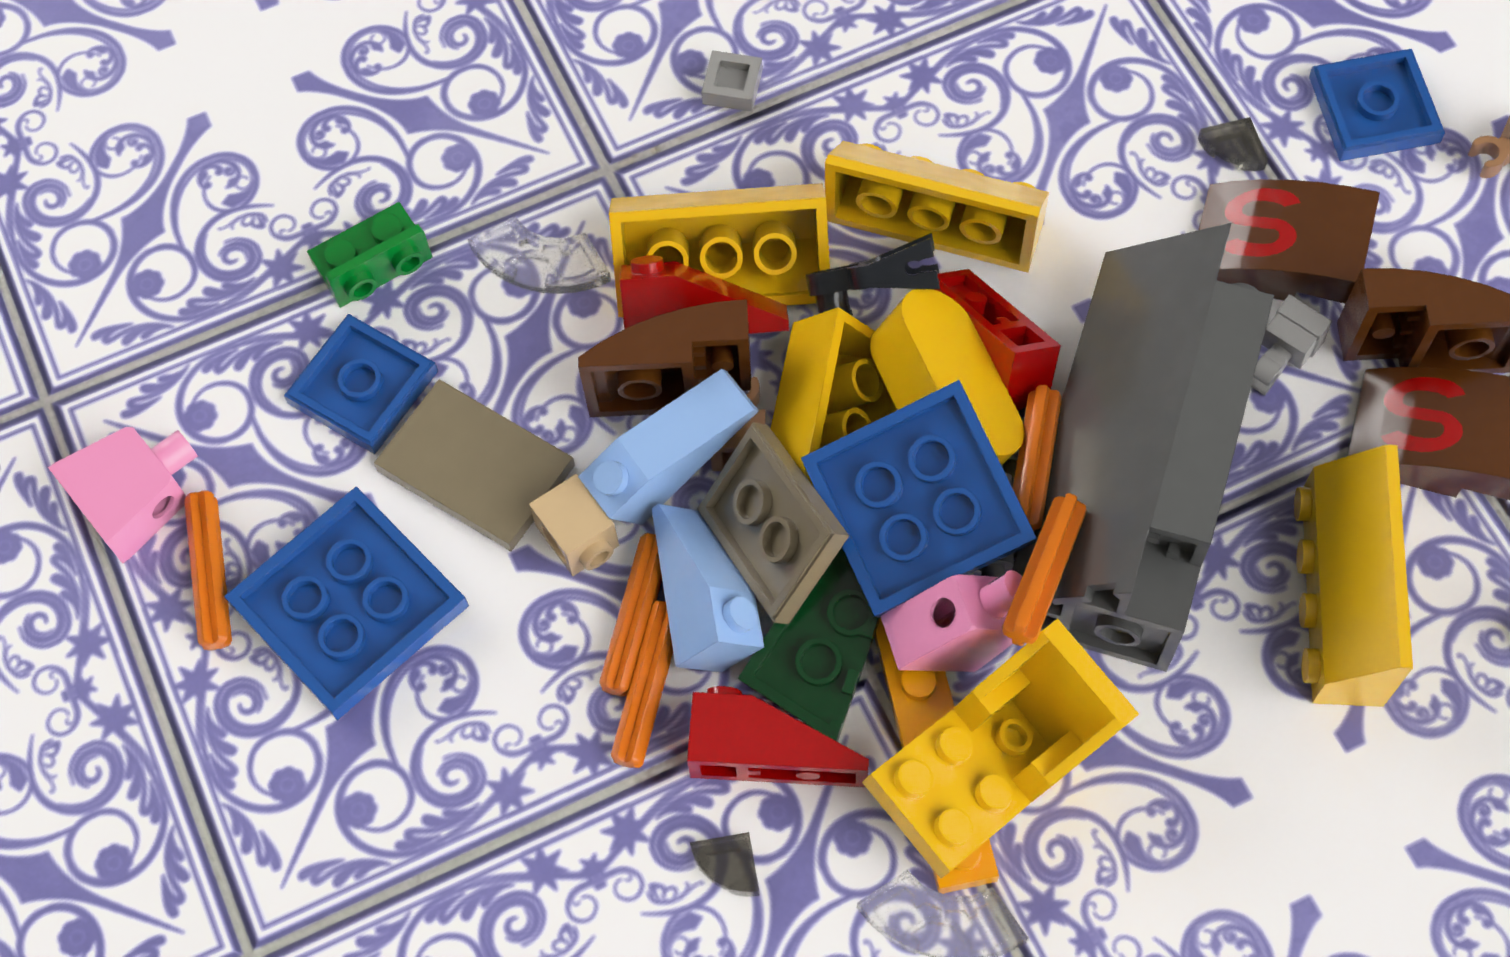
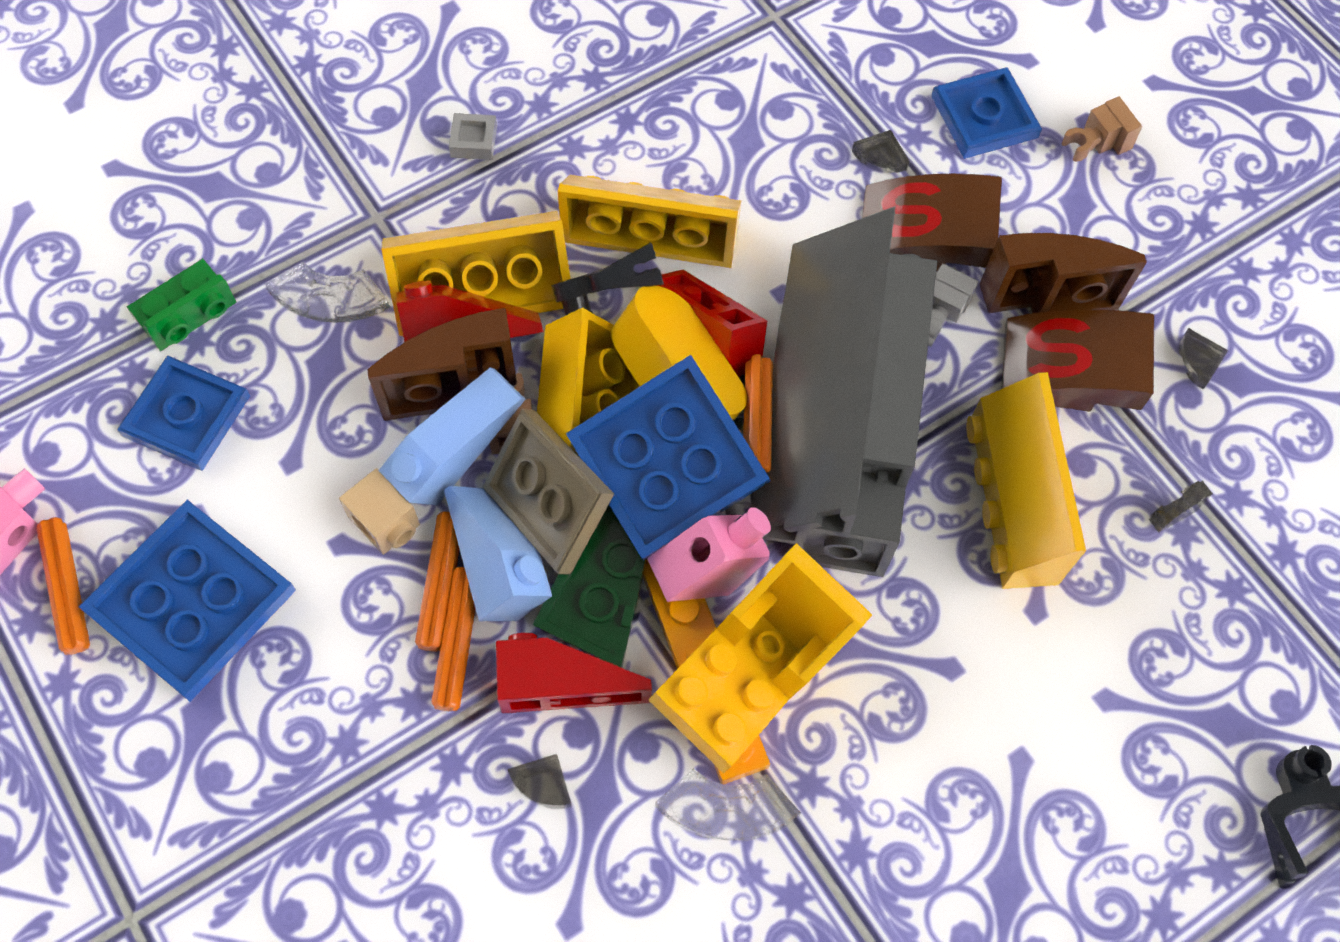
camera: 15 degrees left, 0 degrees up
(473, 464) = (287, 470): dark tan tile -> none
(1044, 570) = (779, 505): orange axle -> none

